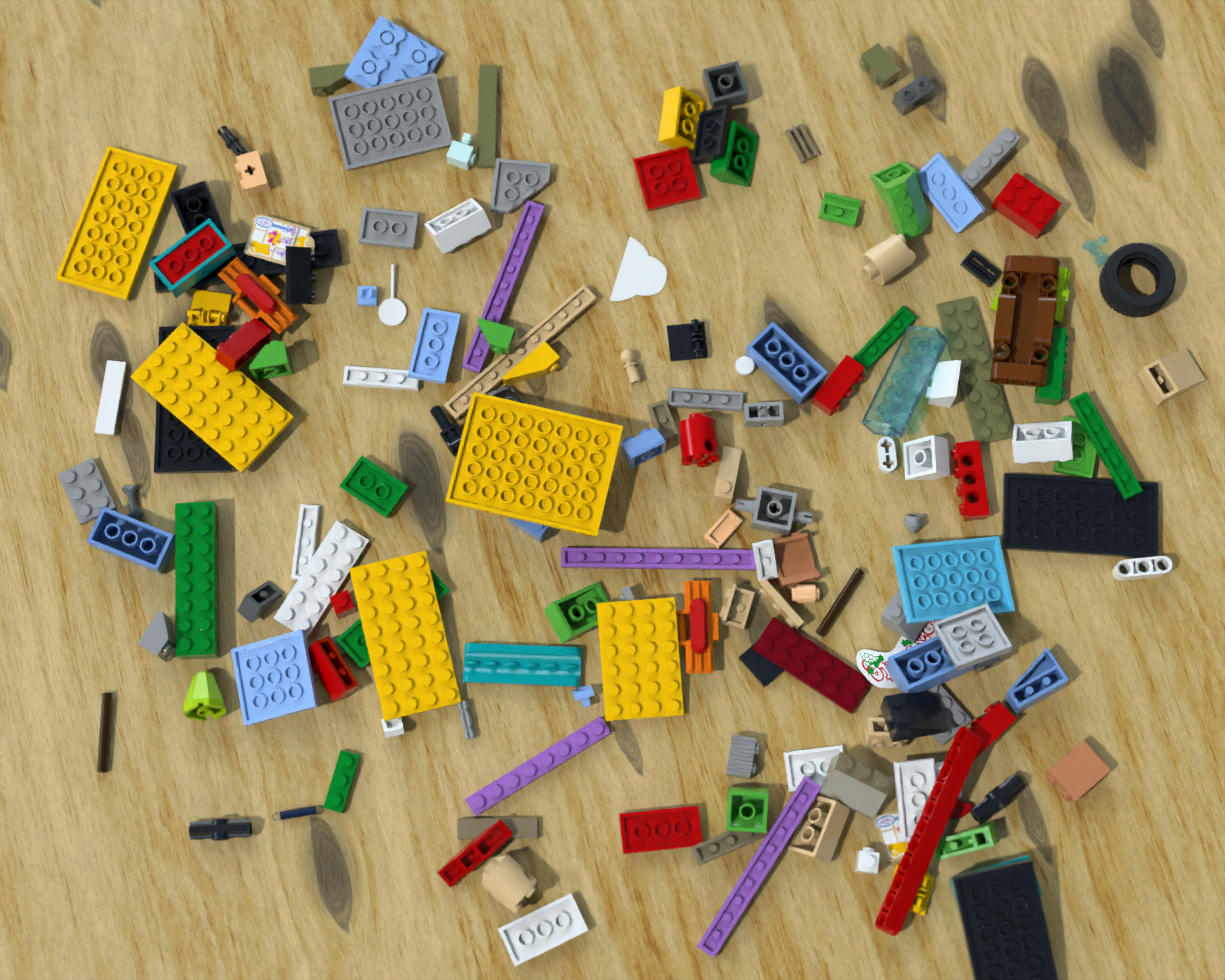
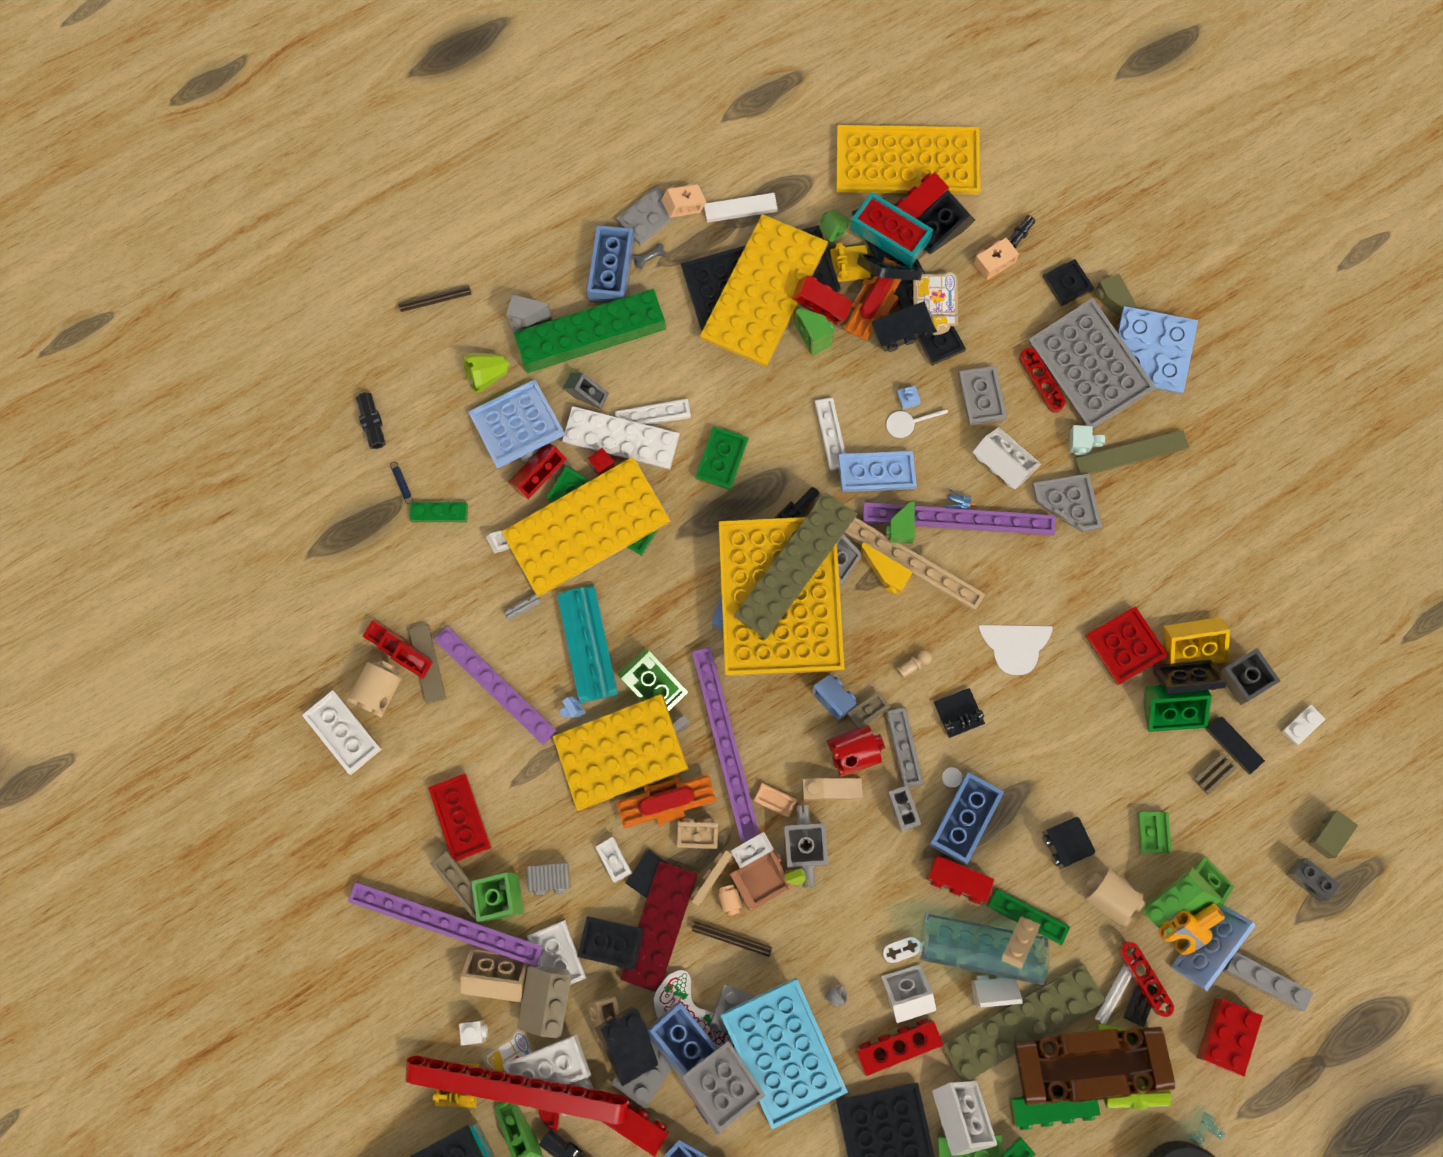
camera: 80 degrees right, 0 degrees up
(86, 450) = (683, 200): none -> light nougat brick
(165, 312) = (834, 225): none -> bright green slope
(166, 219) = (923, 196): none -> red brick
(235, 277) = (882, 270): none -> black beam
(298, 117) = (1068, 282): none -> black tile
(390, 173) = (1044, 379): none -> red beam
(488, 276) = (964, 500): none -> flat silver piece
(511, 441) = (795, 565): none -> olive plate
(740, 691) = (613, 860): none -> white plate
(778, 57) = (1303, 725): none -> white plate
(781, 118) = (1235, 745): none -> black tile
(801, 525) = (795, 877): none -> lime tile
(817, 712) = (611, 943): none -> black plate
(829, 284) = (1068, 842): none -> black bracket
(908, 347) = (1020, 942): none -> tan plate
(930, 204) = (1191, 928): none -> light orange connector
(963, 281) = (1115, 993): none -> white axle
(964, 259) = (1145, 979): none -> red beam

